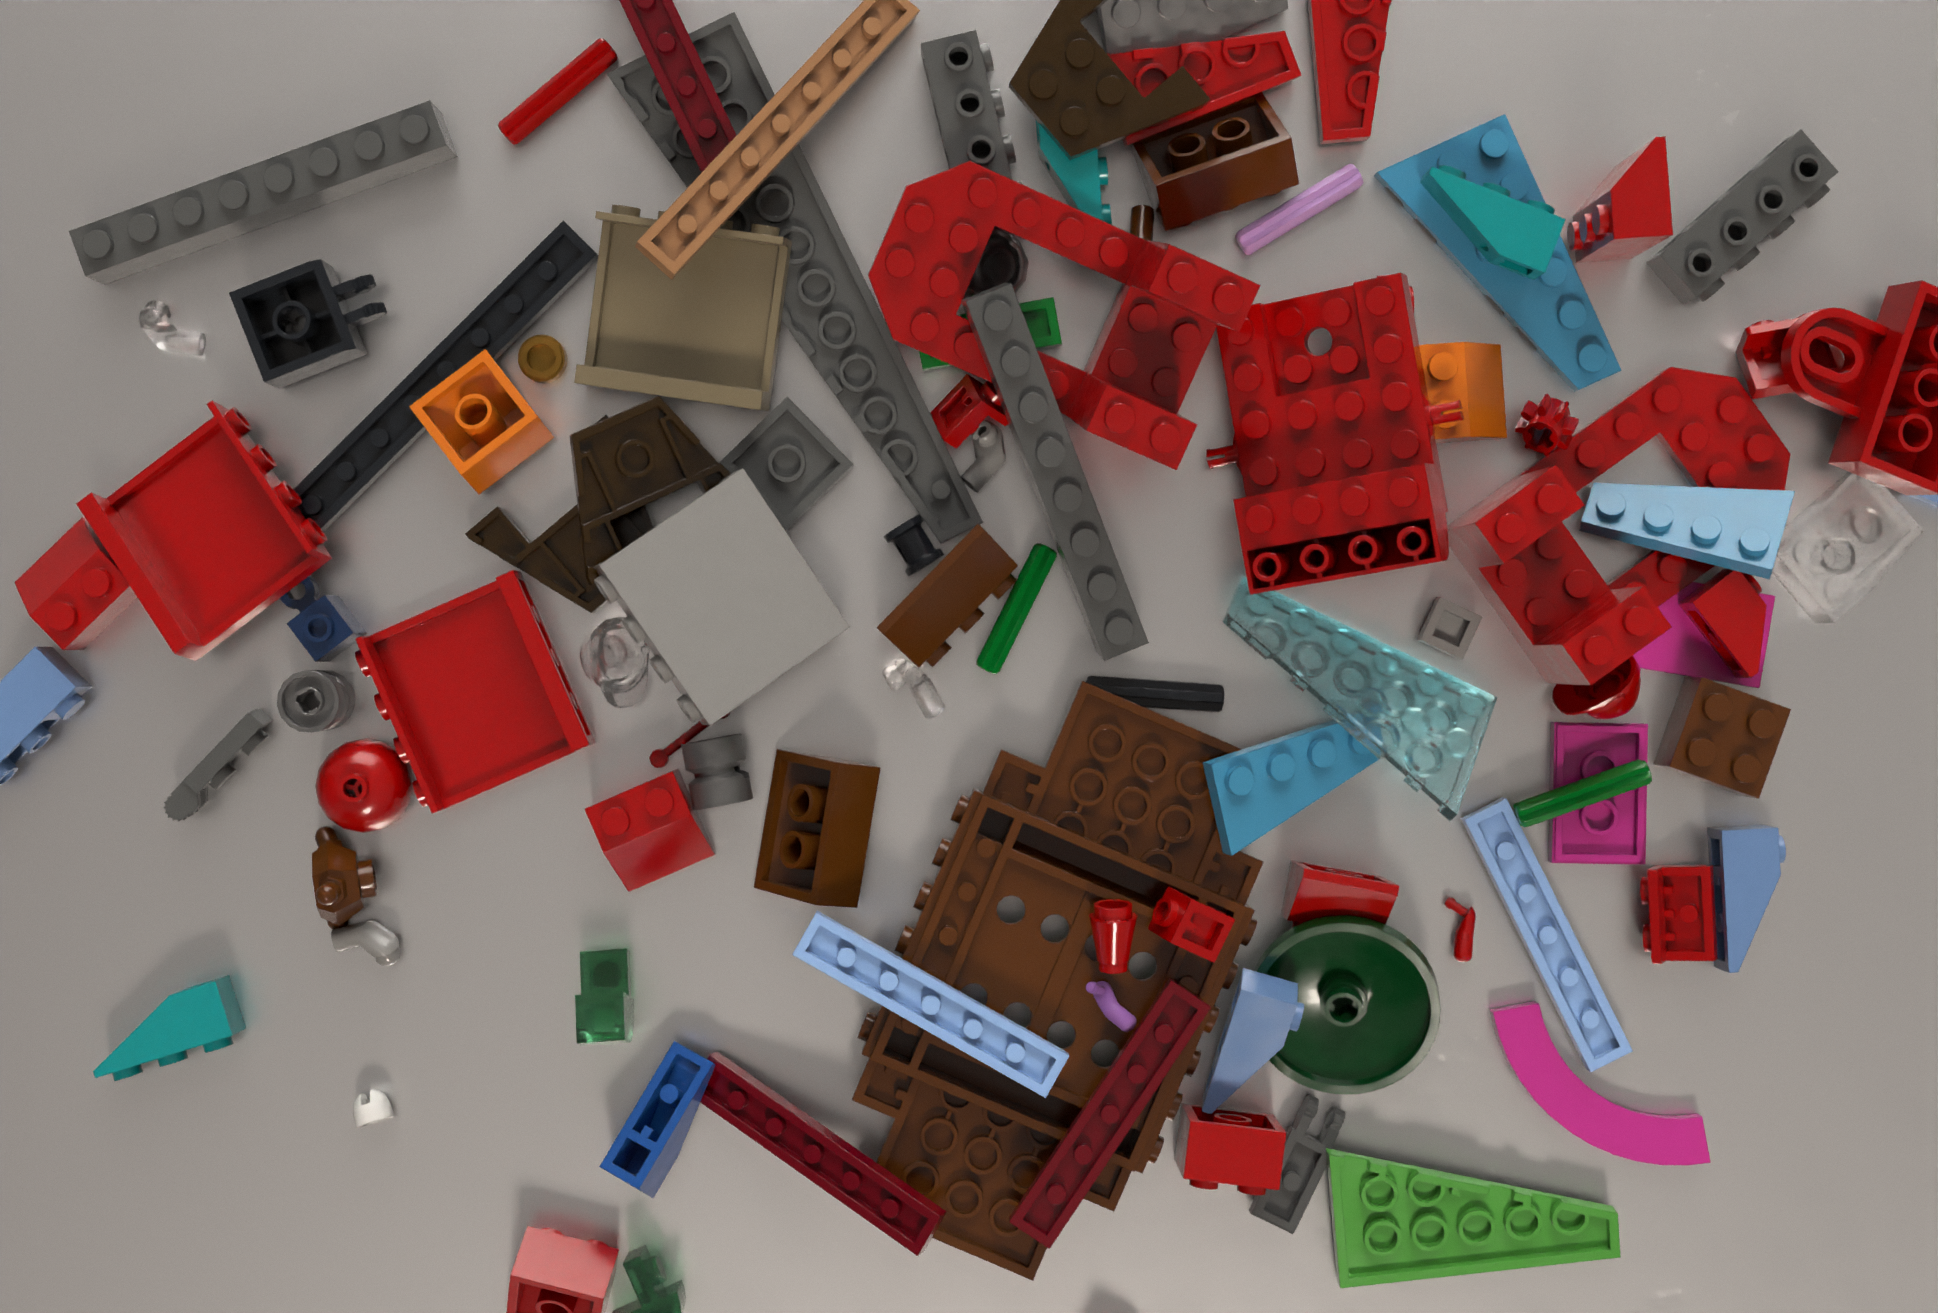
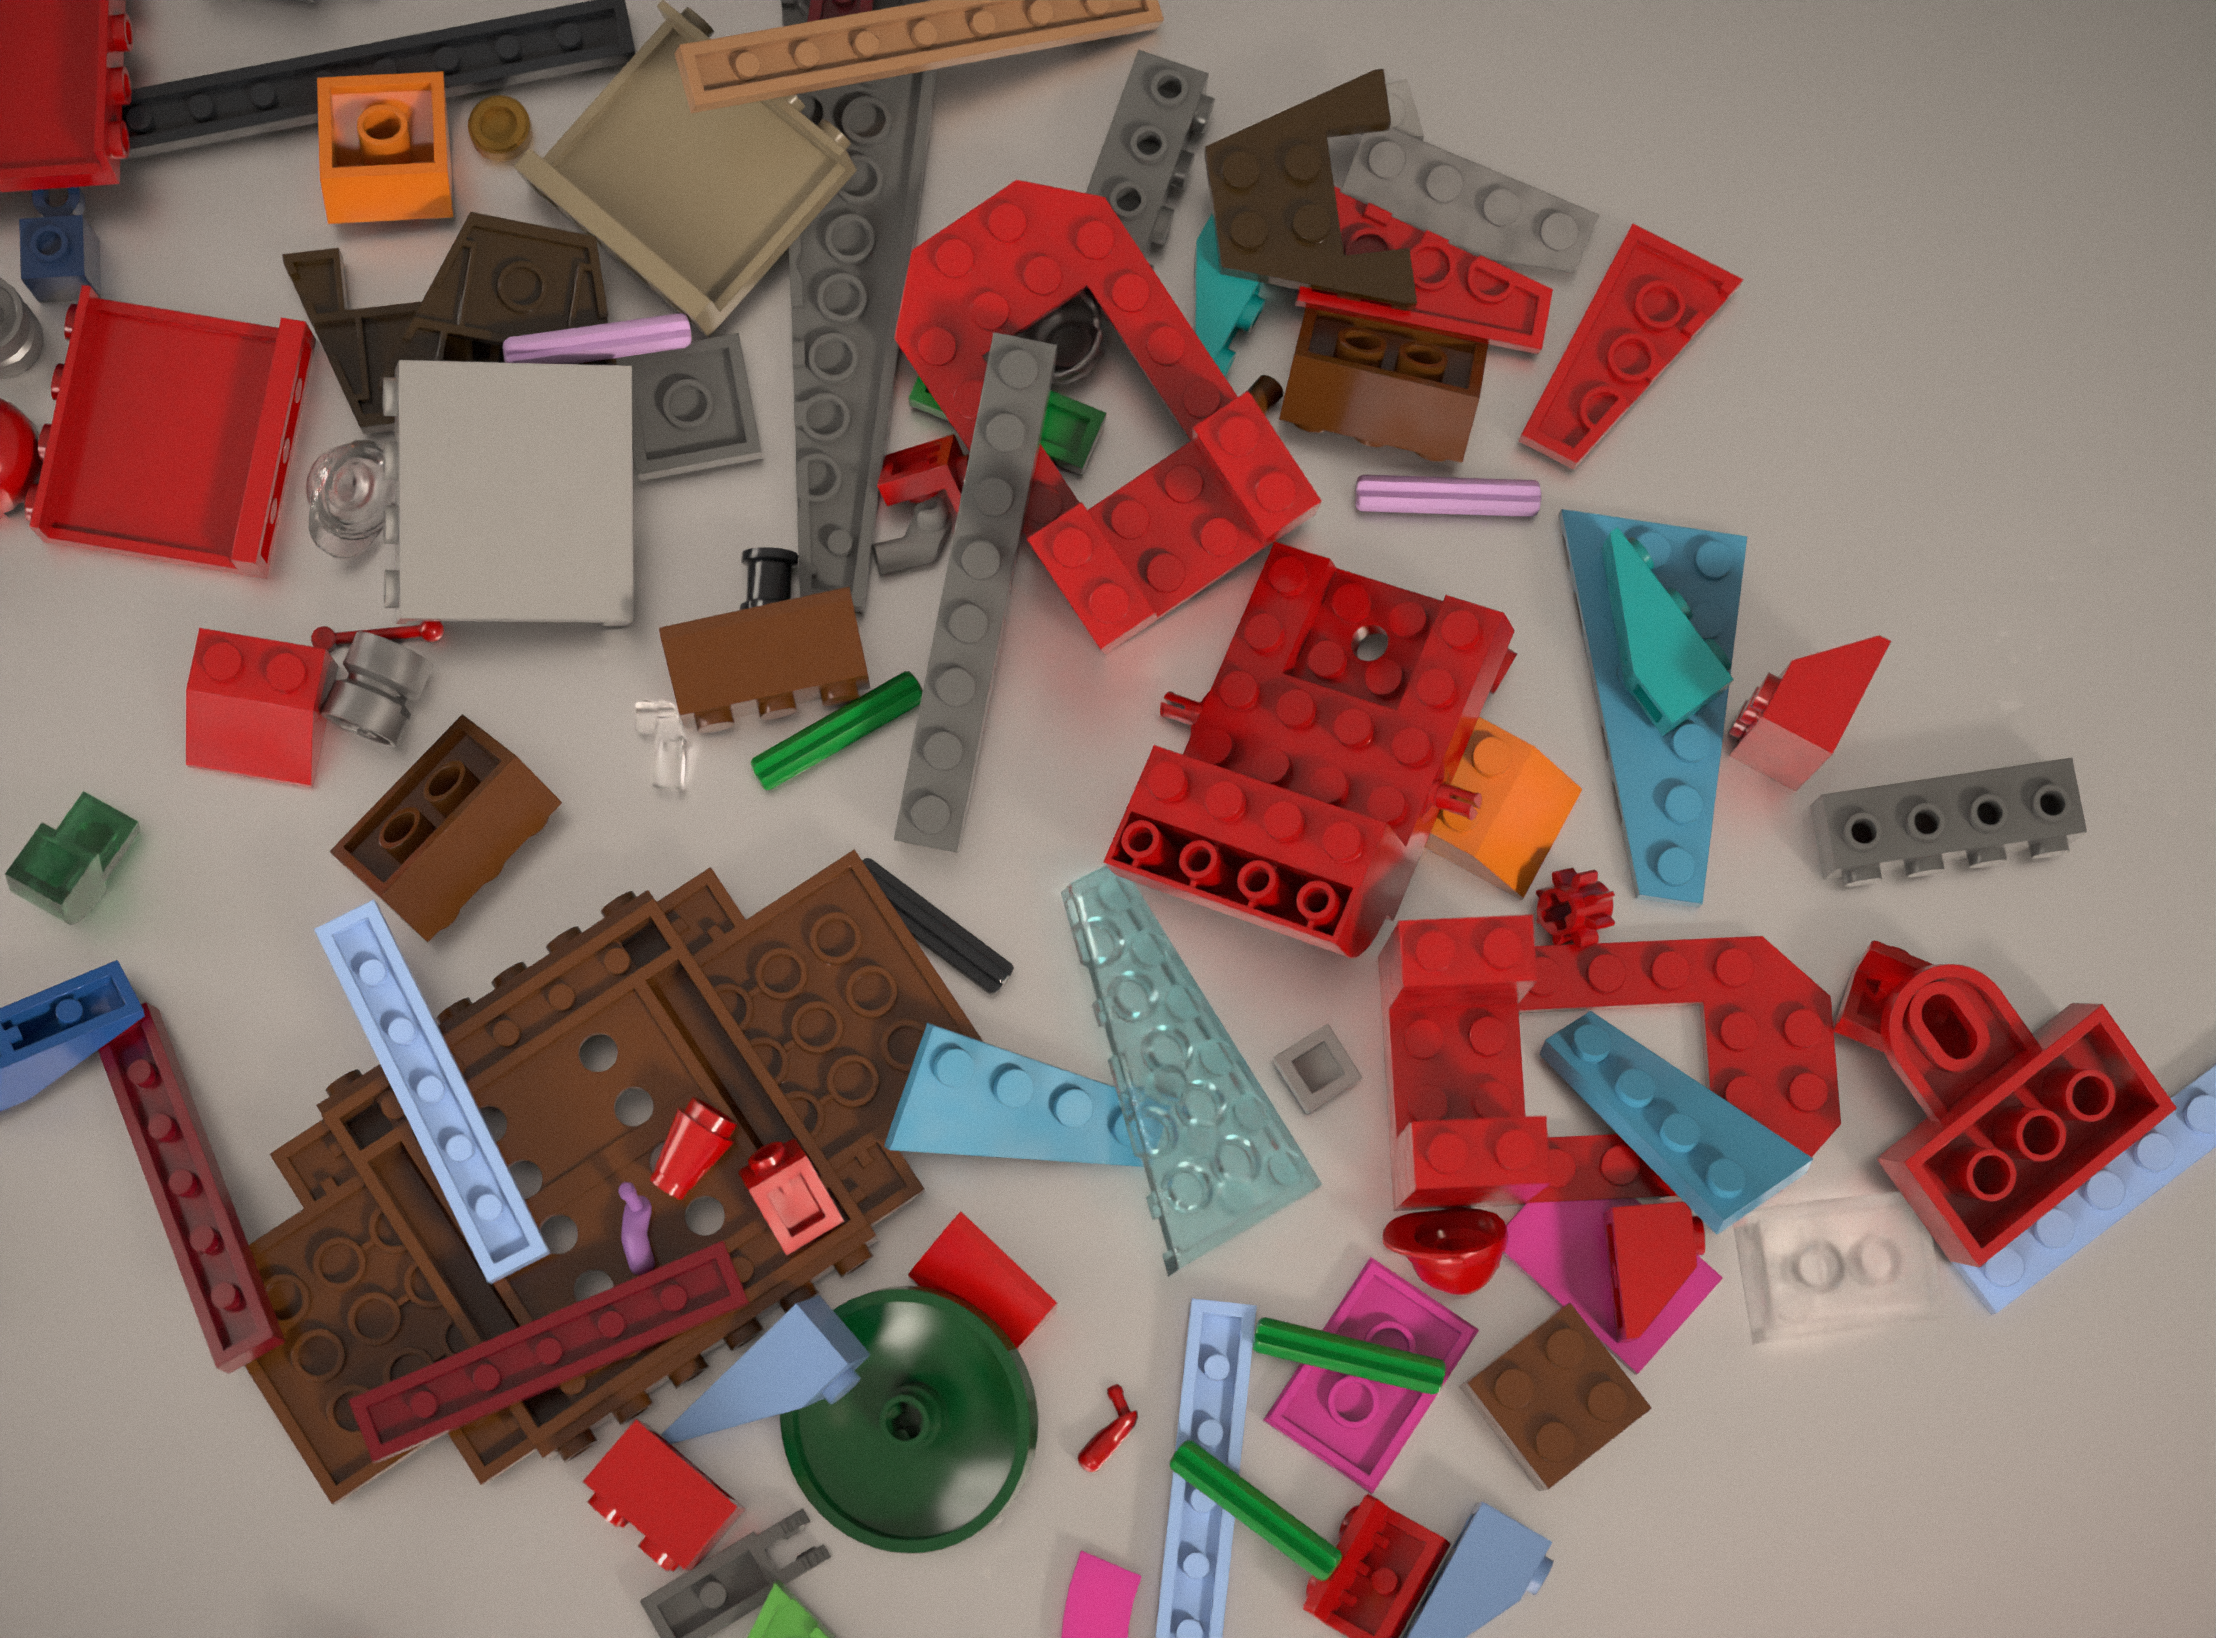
camera: 30 degrees right, 10 degrees down
(706, 464) = (600, 341): none -> lavender axle
(1589, 924) = (1255, 1510): none -> green axle

